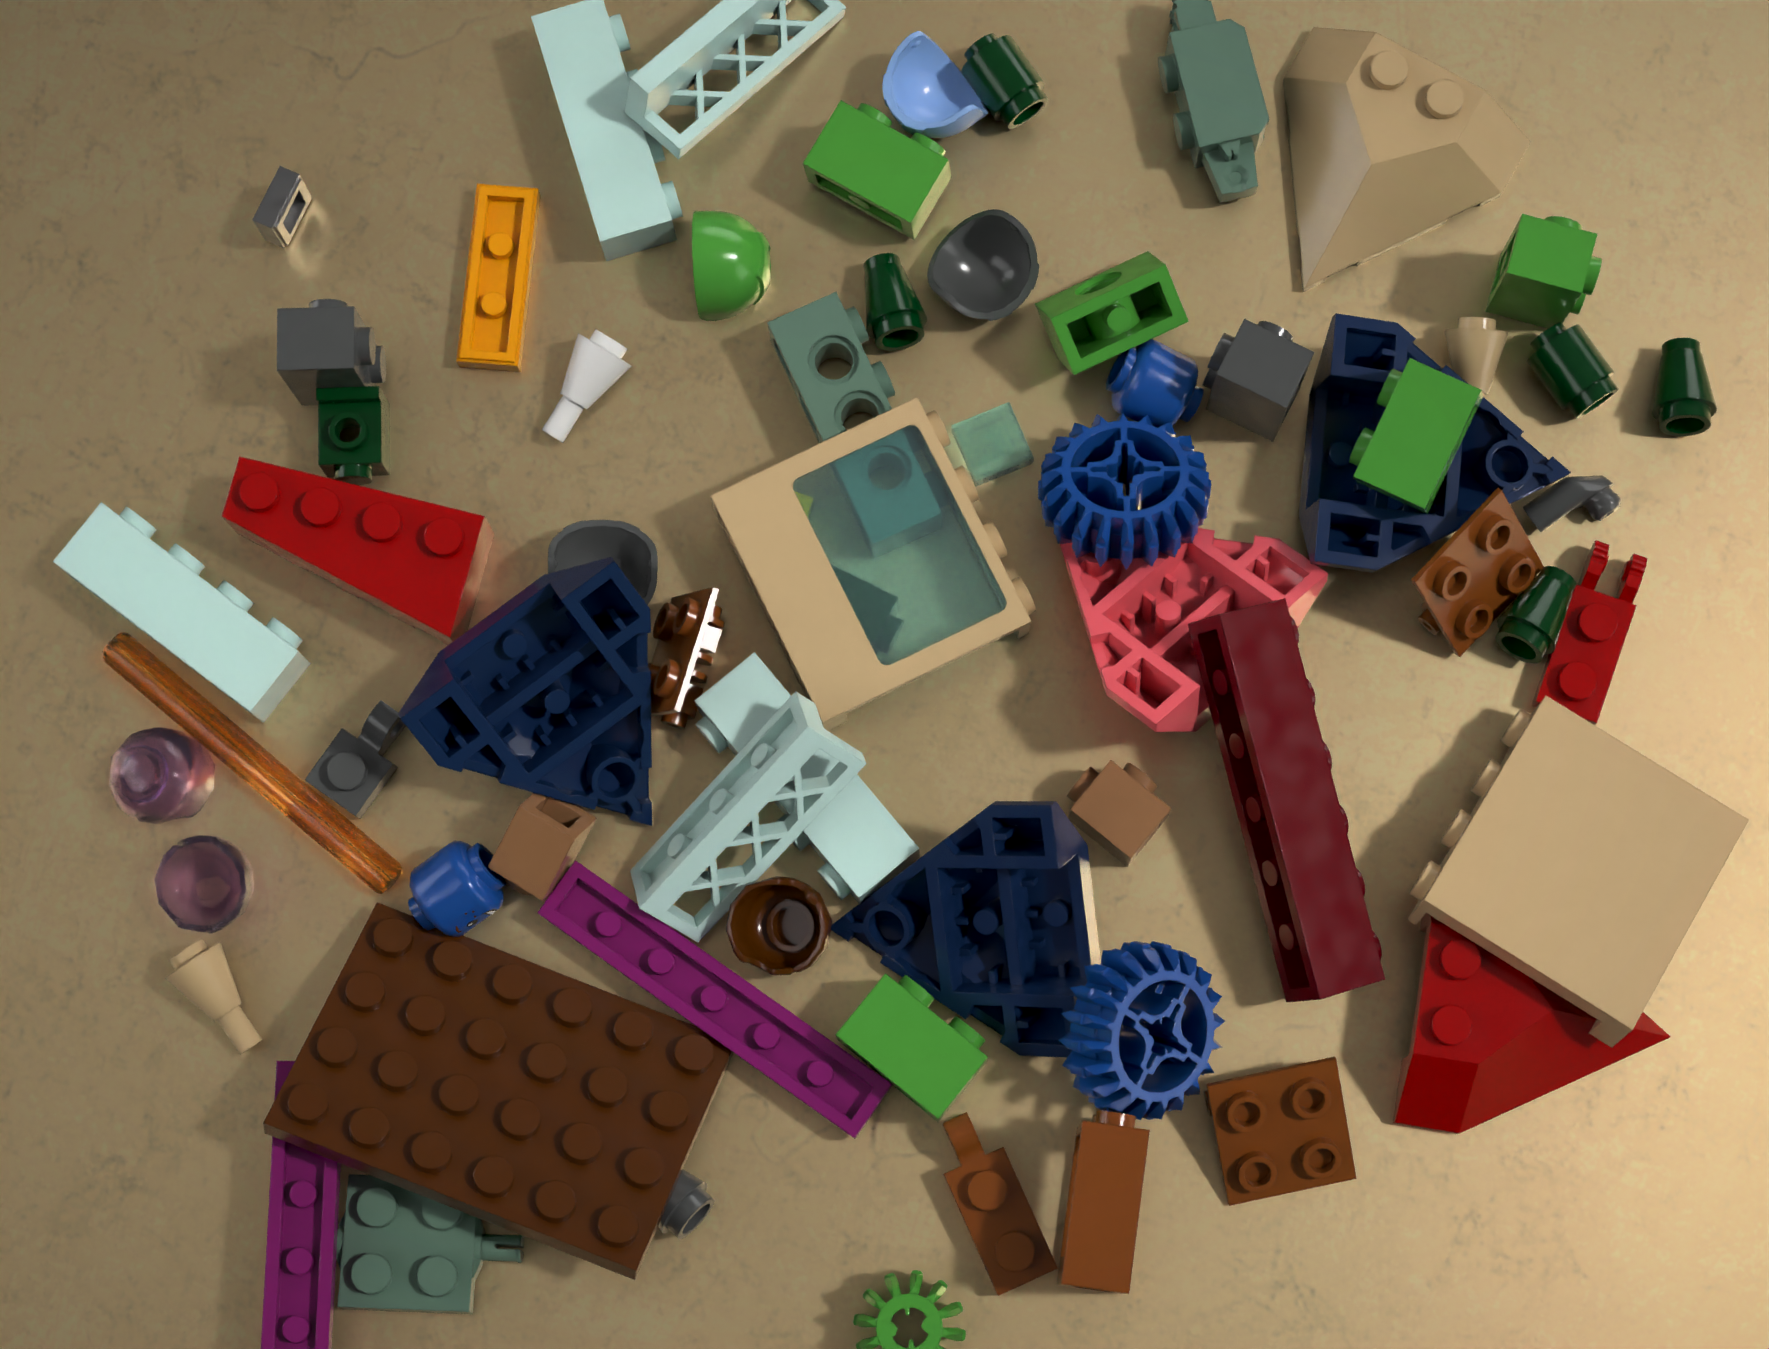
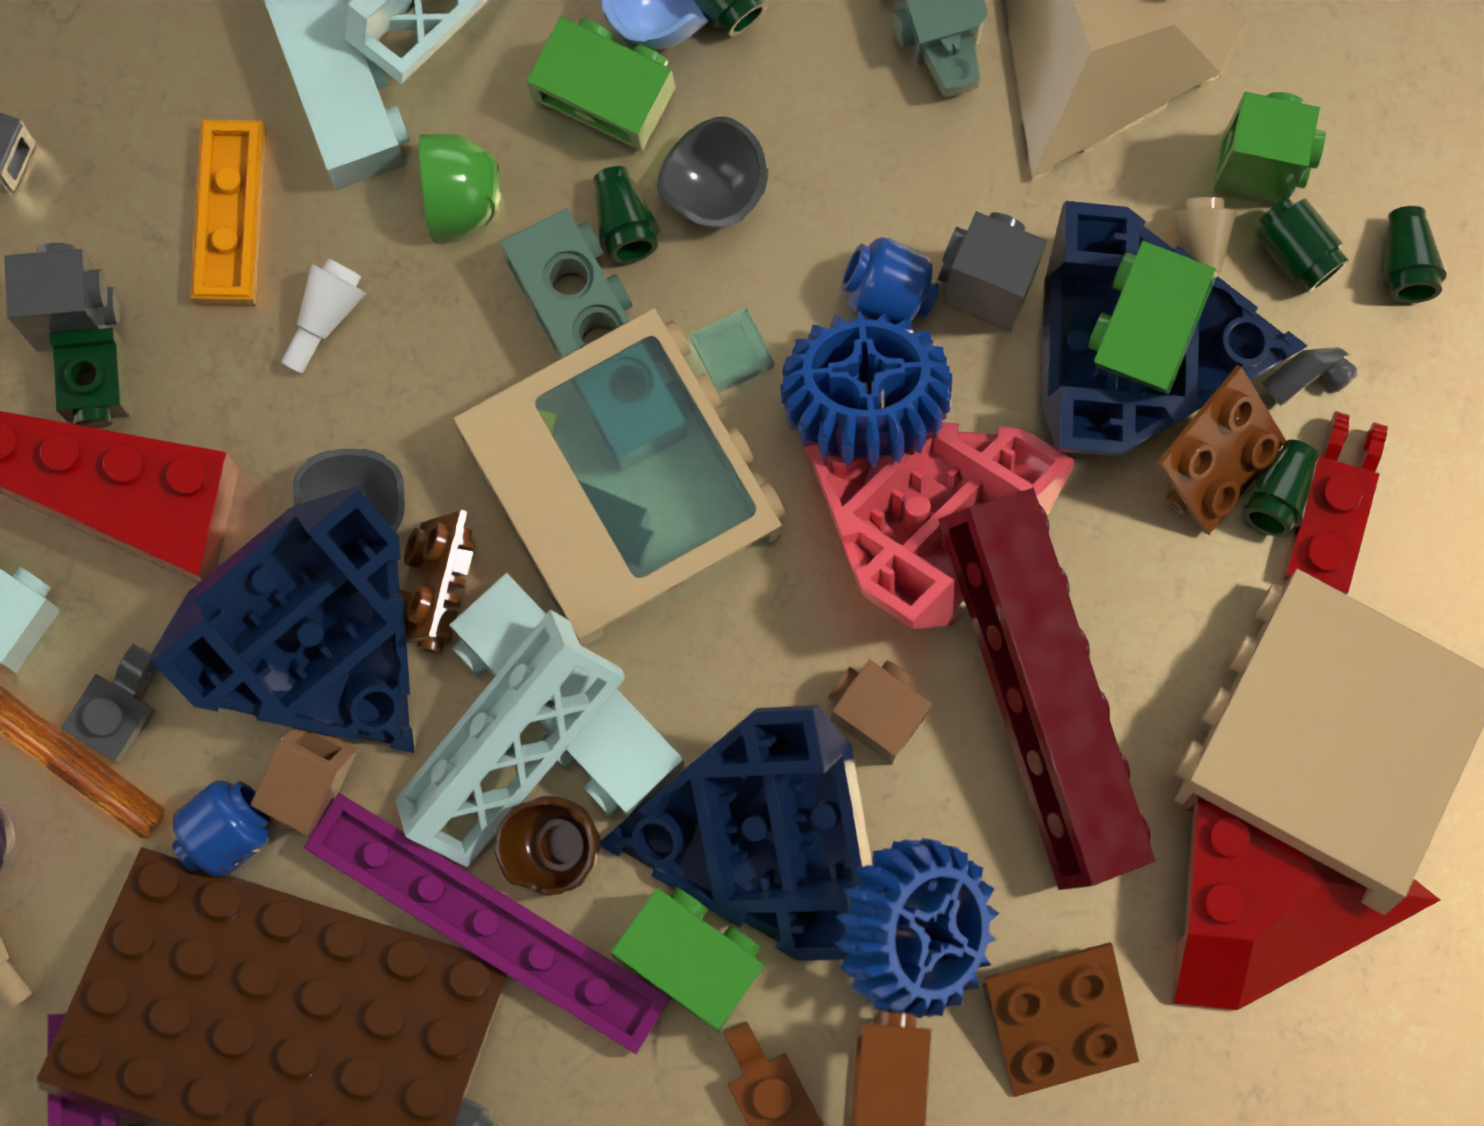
camera: 10 degrees left, 0 degrees up
(1111, 312) = (843, 212): bright green brick -> none

